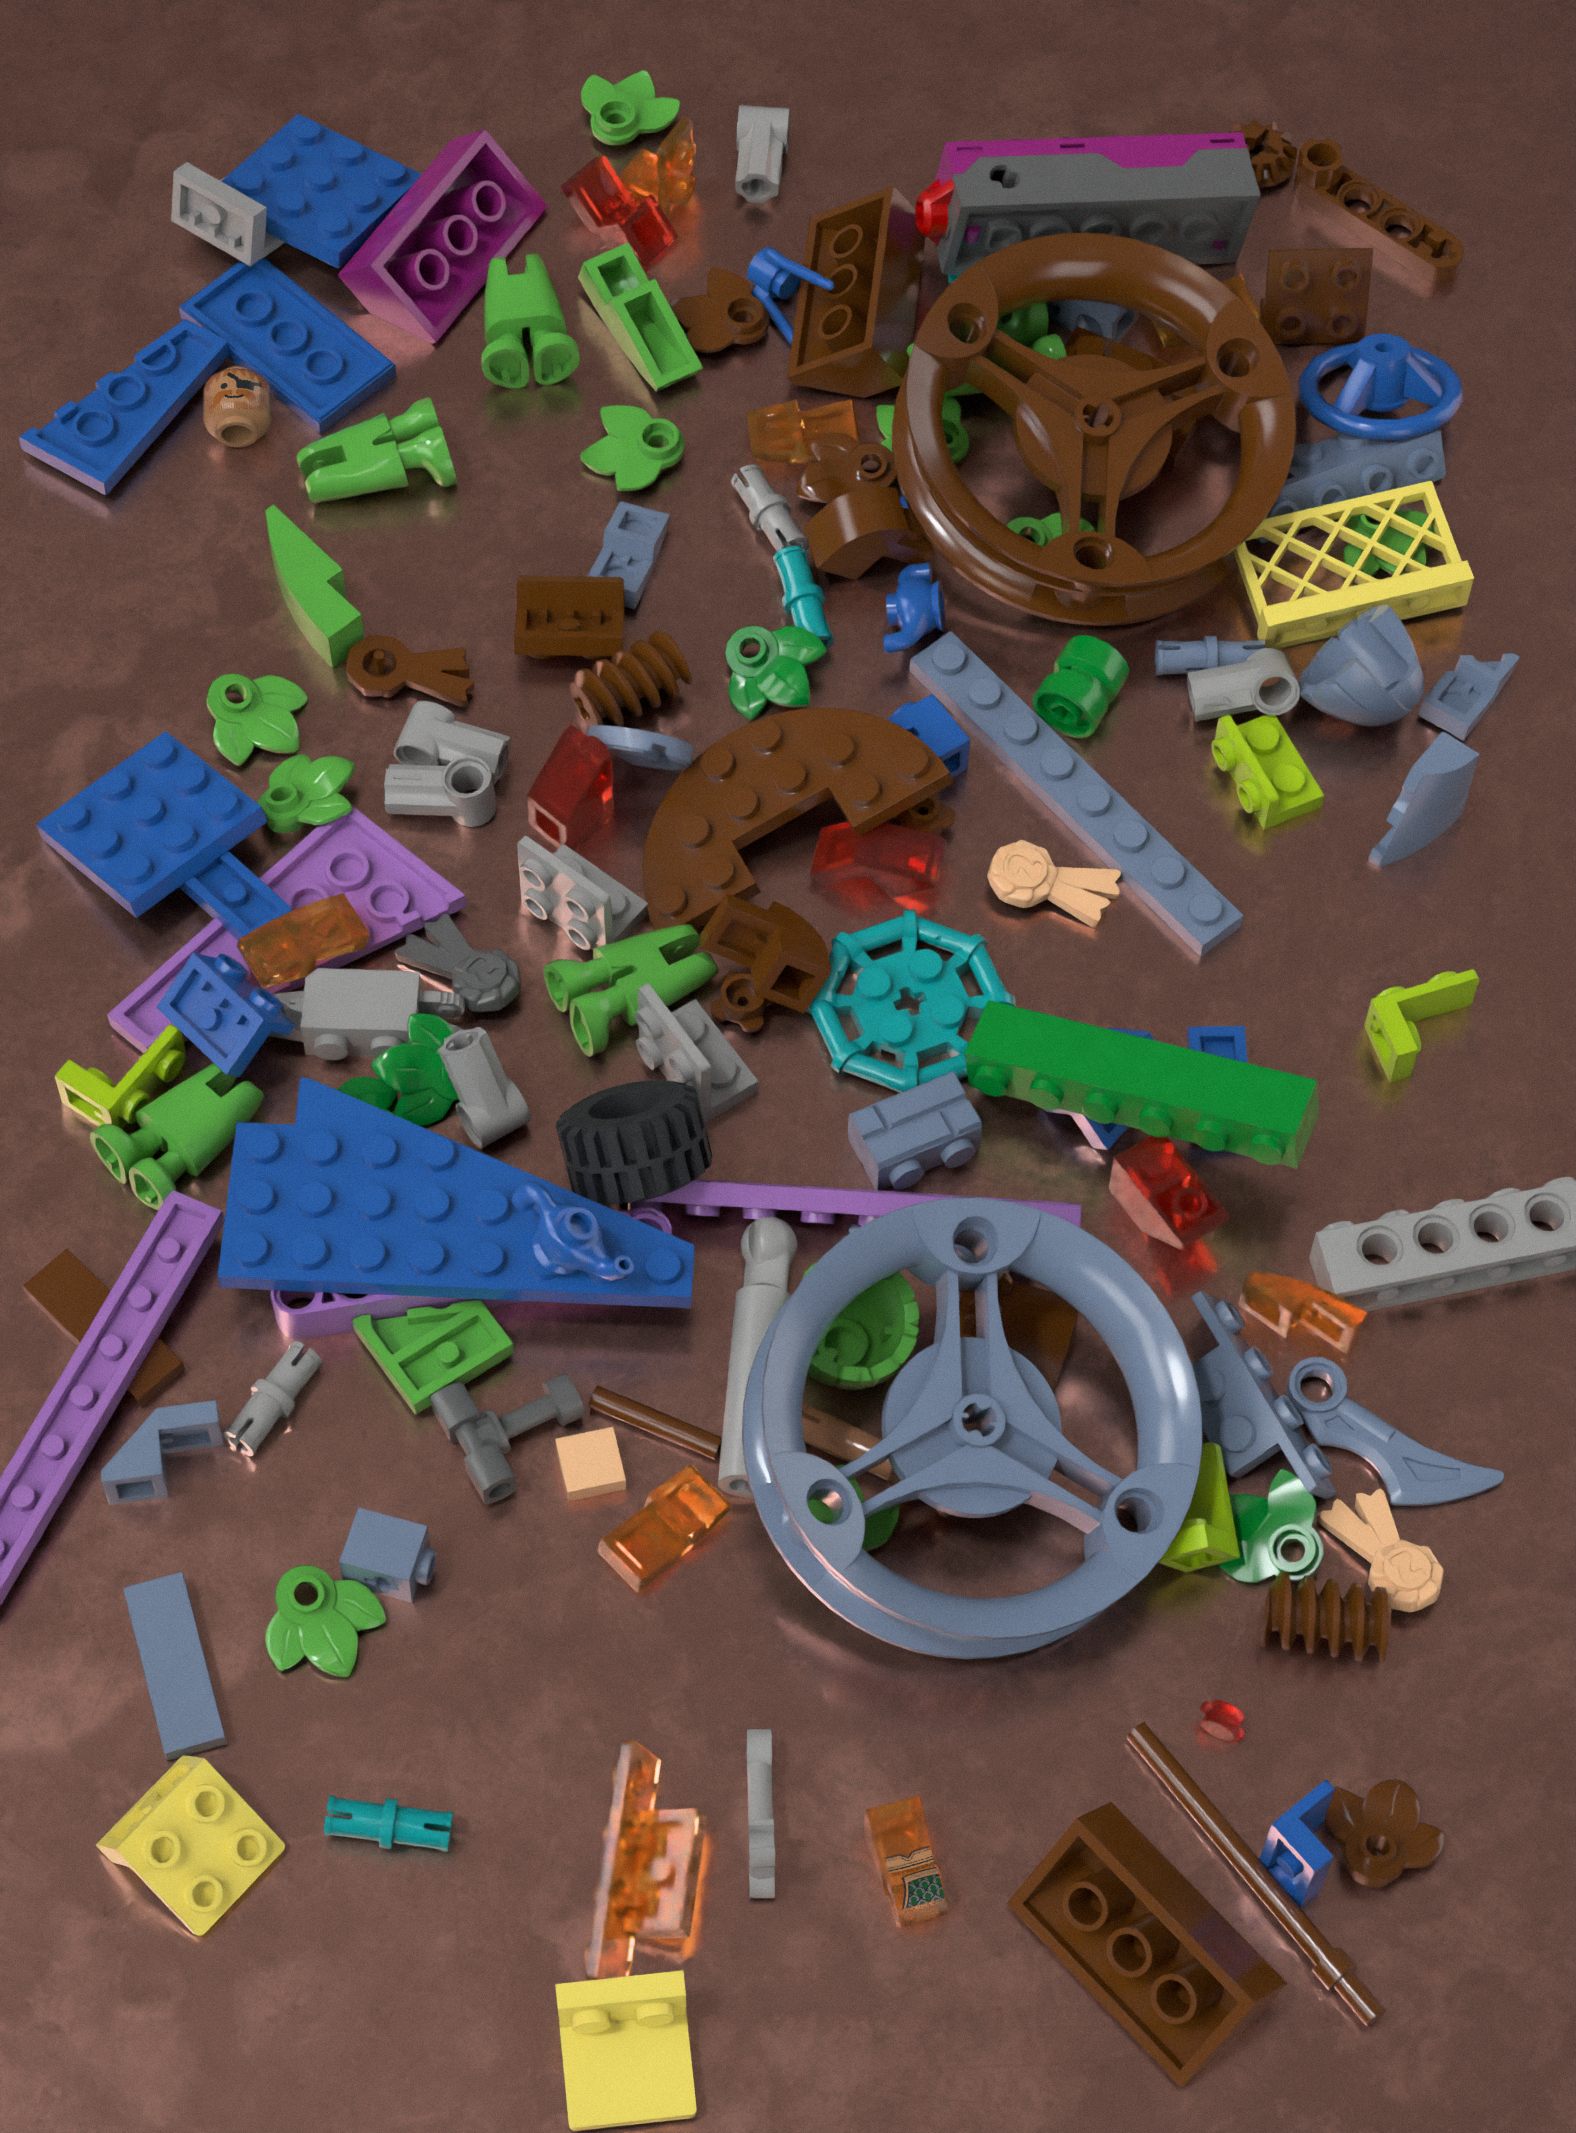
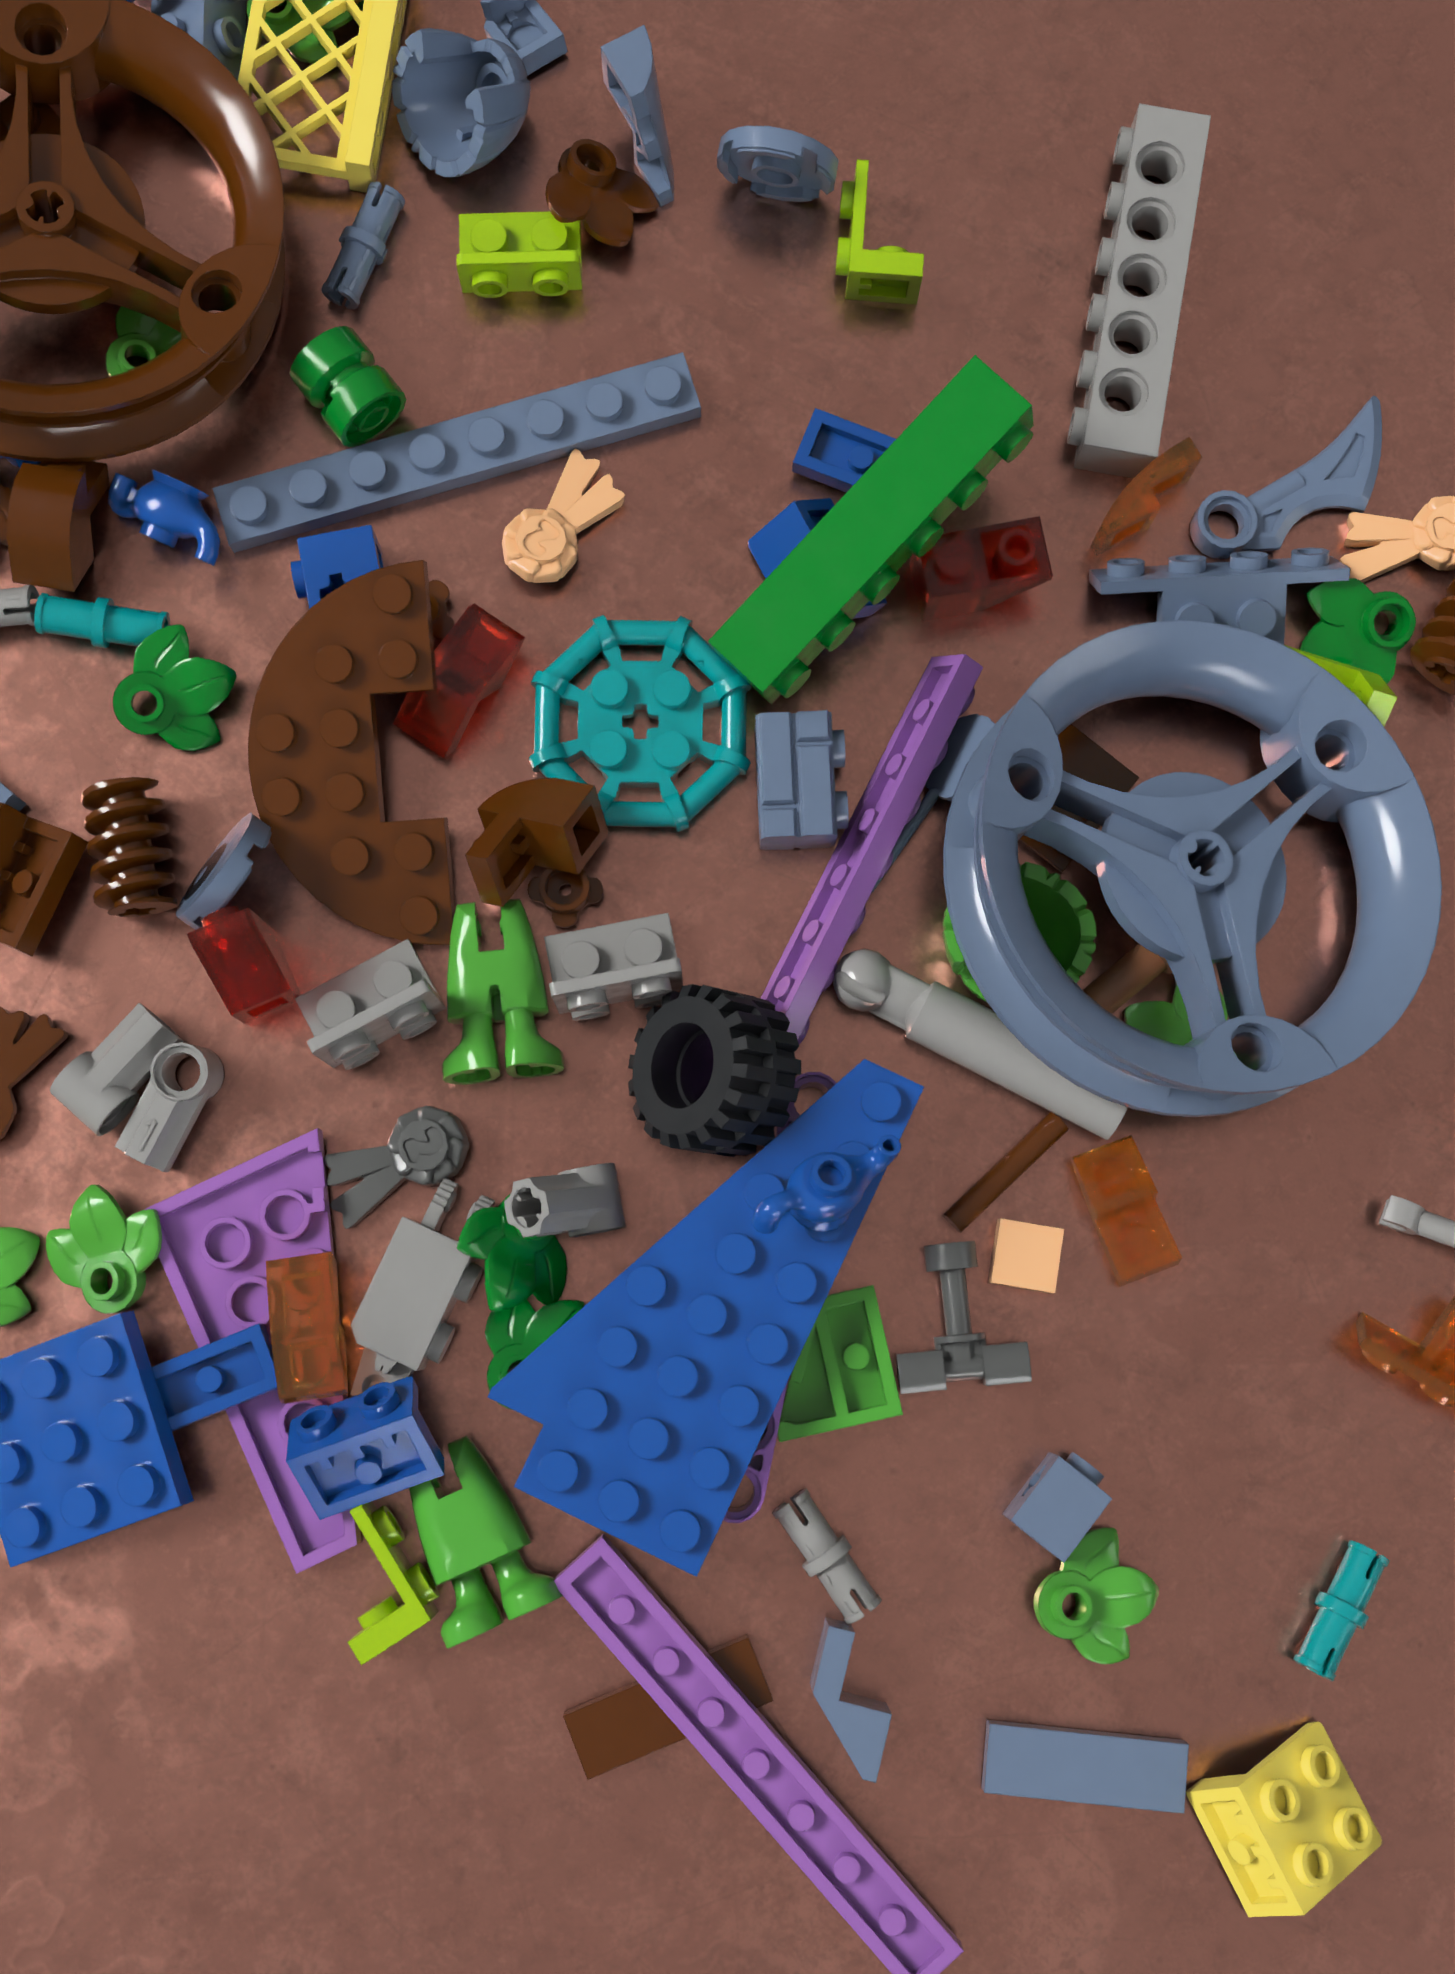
camera: 70 degrees left, 20 degrees up
(1239, 689) = (423, 208): light grey piece -> none
(1340, 806) = (597, 193): none -> reddish brown plate
(1438, 914) = (777, 162): none -> sand blue tile

